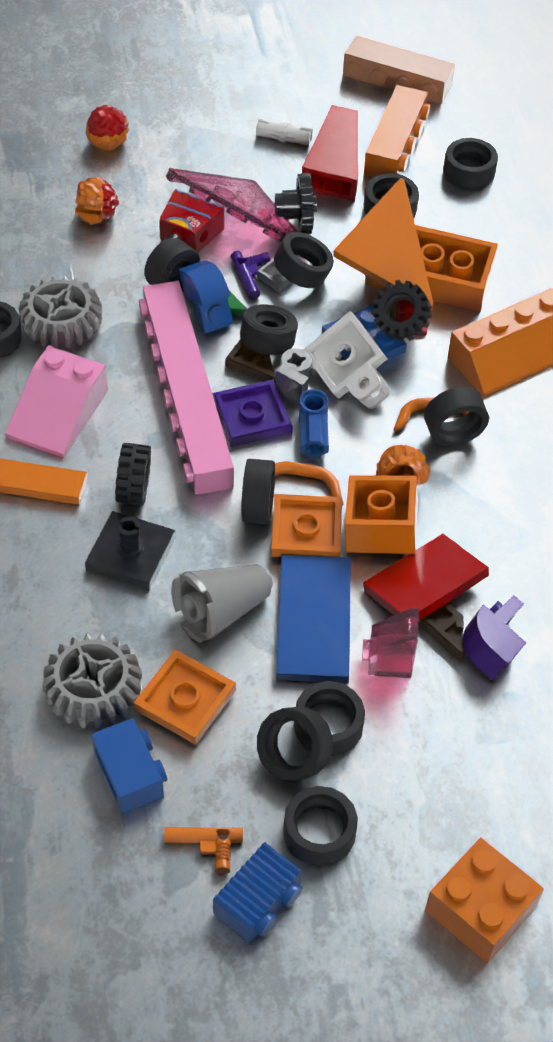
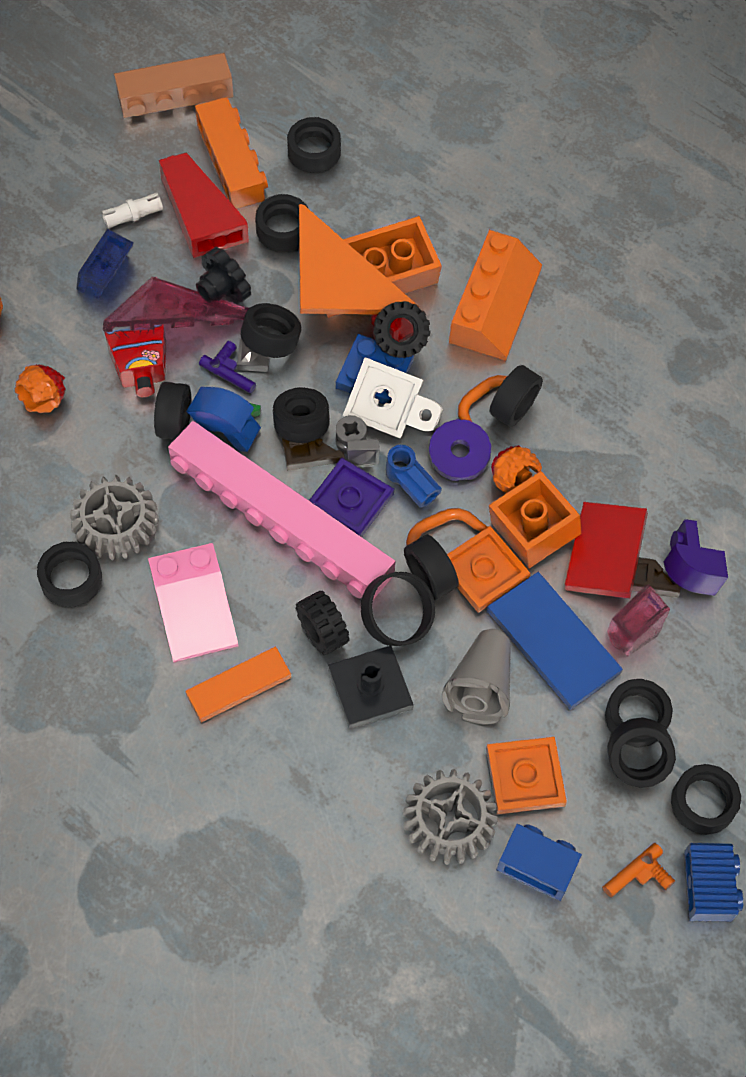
camera: 40 degrees left, 10 degrees up
(217, 472) = (427, 602): none -> black tyre
(224, 147) = (103, 262): none -> clear blue hinge
(368, 417) = (463, 433): none -> dark purple tile

